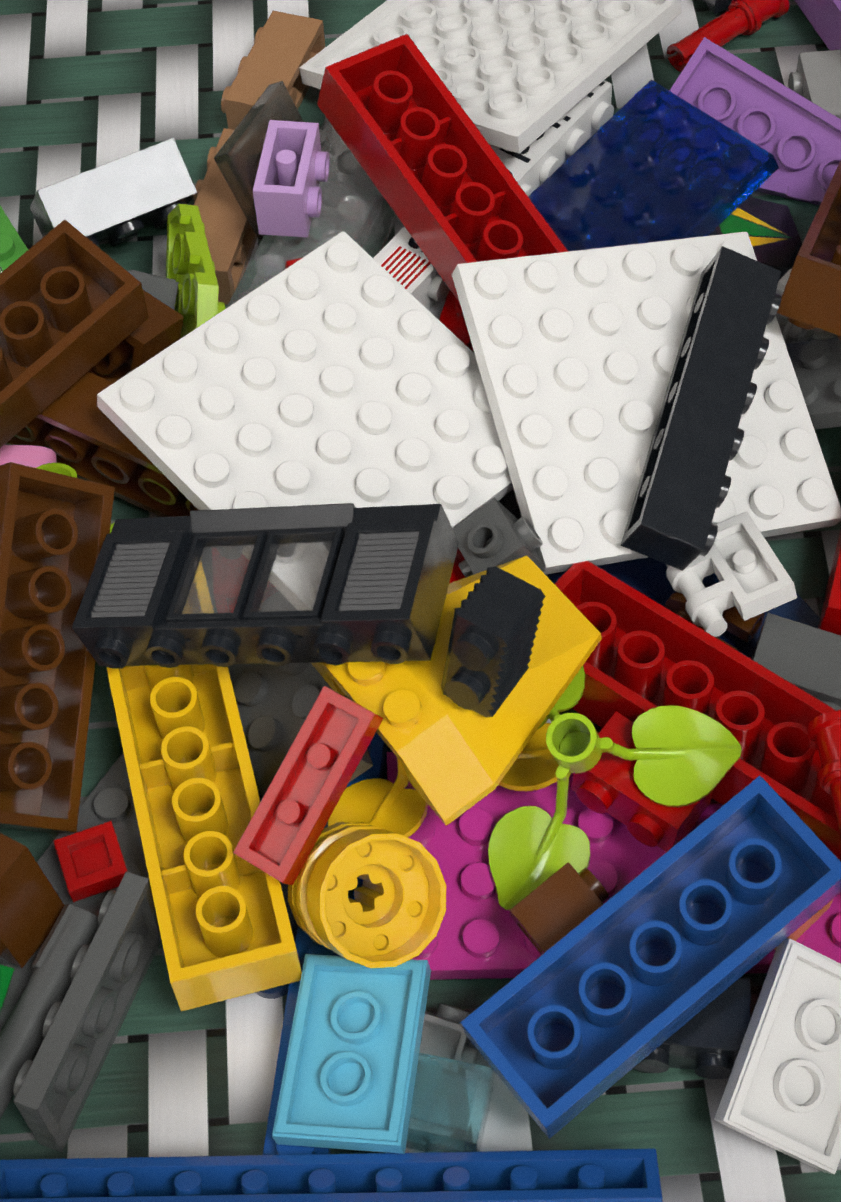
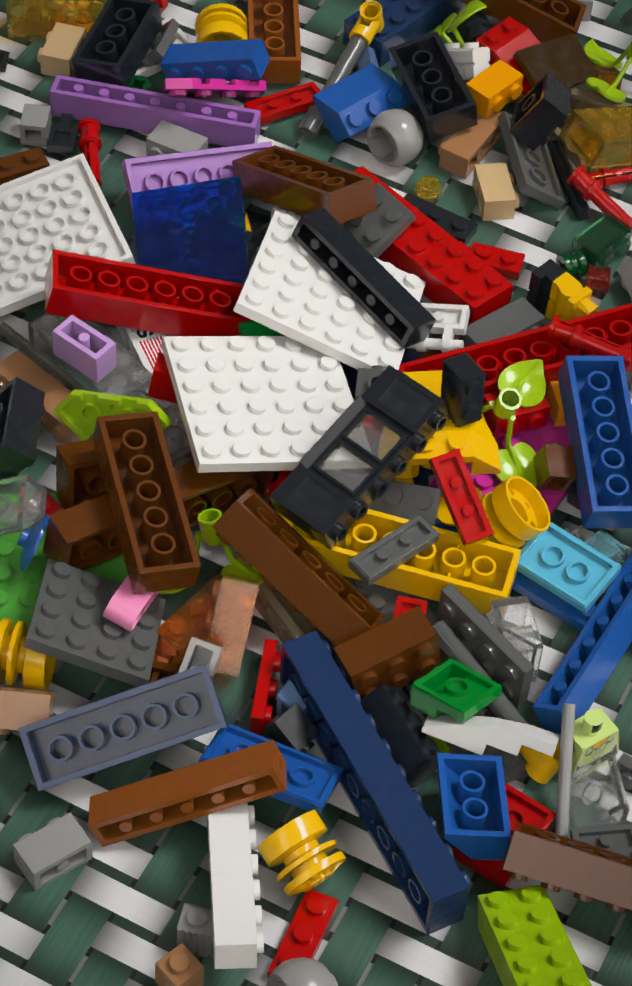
camera: 65 degrees left, 5 degrees down
(142, 1050) = (517, 623): none -> clear slope
(156, 754) = (393, 550): none -> dark grey tile

